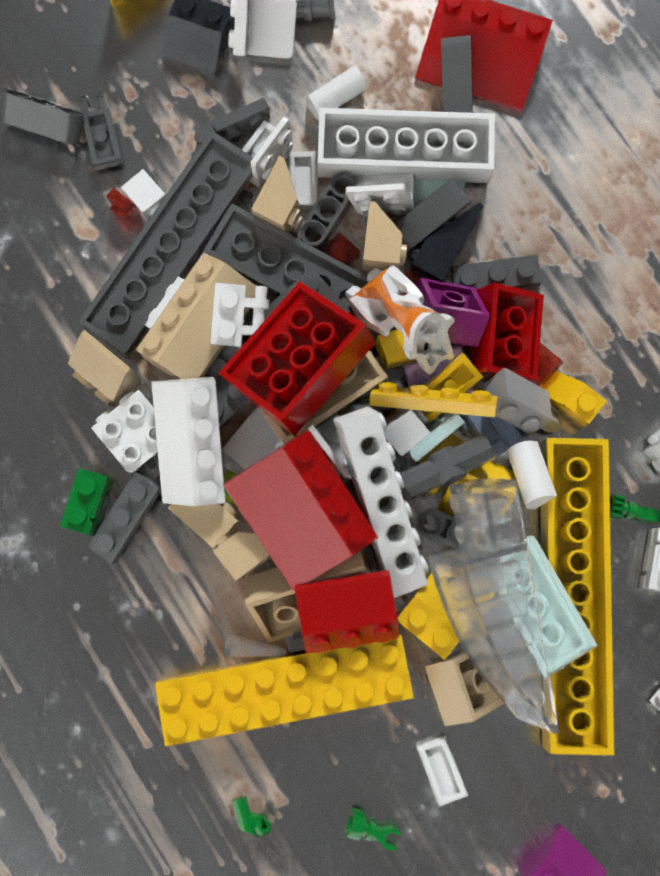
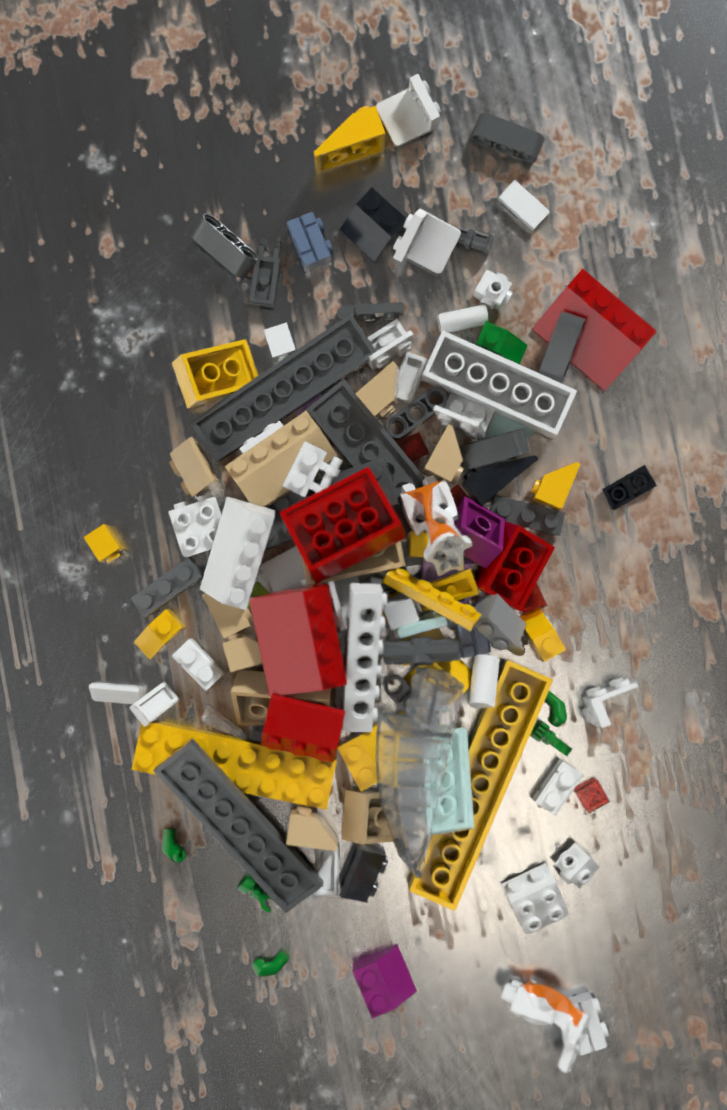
camera: 20 degrees right, 5 degrees up
(32, 497) = (104, 544): none -> yellow brick
(82, 257) = (214, 372): none -> yellow slope
(87, 502) = (143, 565): green brick -> none
(113, 664) = (115, 692): none -> white slope
(122, 206) = (258, 344): clear red plate -> none
(134, 77) = (309, 241): none -> sand blue brick
(136, 574) = (159, 633): none -> yellow slope
(161, 657) = (154, 703): none -> white tile
(196, 590) = (199, 664): none -> white brick
(318, 760) = (238, 825): none -> dark grey plate
(356, 48) = (493, 290): none -> white brick
(388, 96) = (501, 342): none -> green slope
(404, 730) = (310, 829): none -> tan slope
(485, 756) = (362, 873): none -> black slope
(514, 230) = (555, 486): none -> yellow slope
(594, 200) = (629, 487): none -> black slope
(626, 474) = (558, 707): none -> green arm

